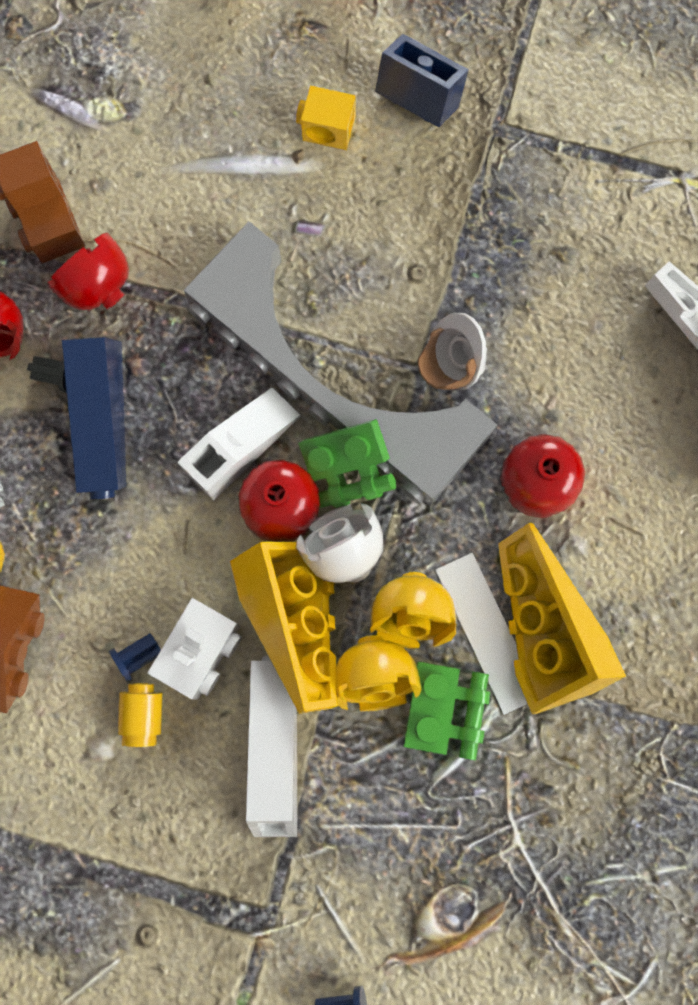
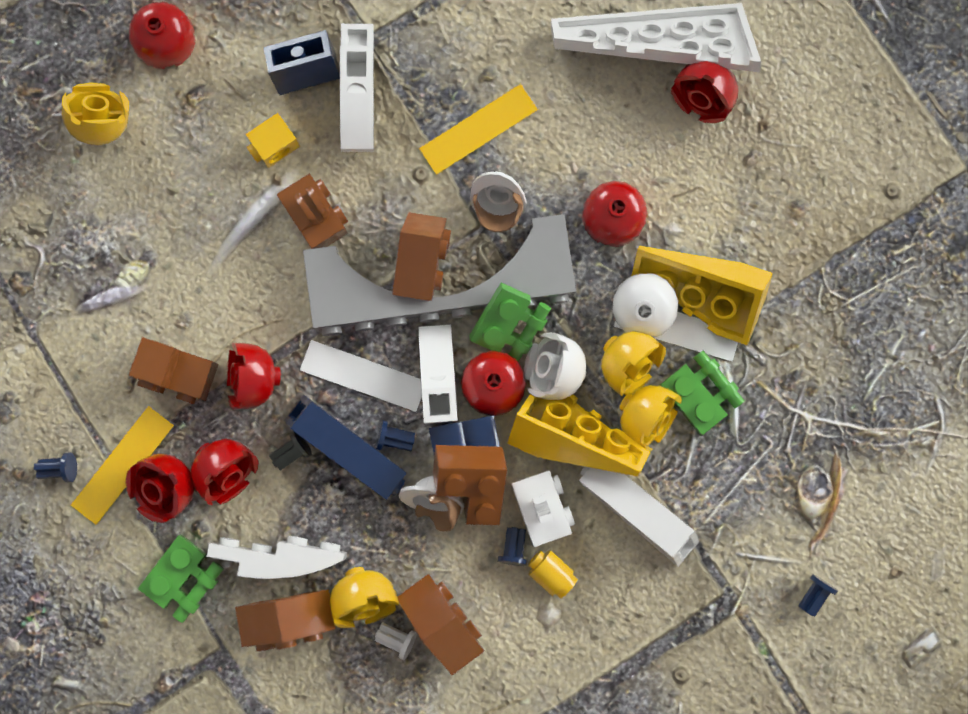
camera: 55 degrees left, 5 degrees up
(120, 538) = (441, 510): none -> piece
(147, 454) = (394, 438): none -> dark blue piece
(167, 554) = (475, 475): none -> dark orange brick
(182, 374) = (362, 375): none -> white sticker
(198, 522) = (466, 433): none -> dark blue brick
(293, 205) = (312, 212): none -> dark orange brick
(334, 322) = (420, 247): none -> dark orange brick
(440, 145) = (357, 88): none -> white slope
(499, 579) = (641, 291): none -> white cylinder
(507, 287) = (478, 129): none -> yellow sticker

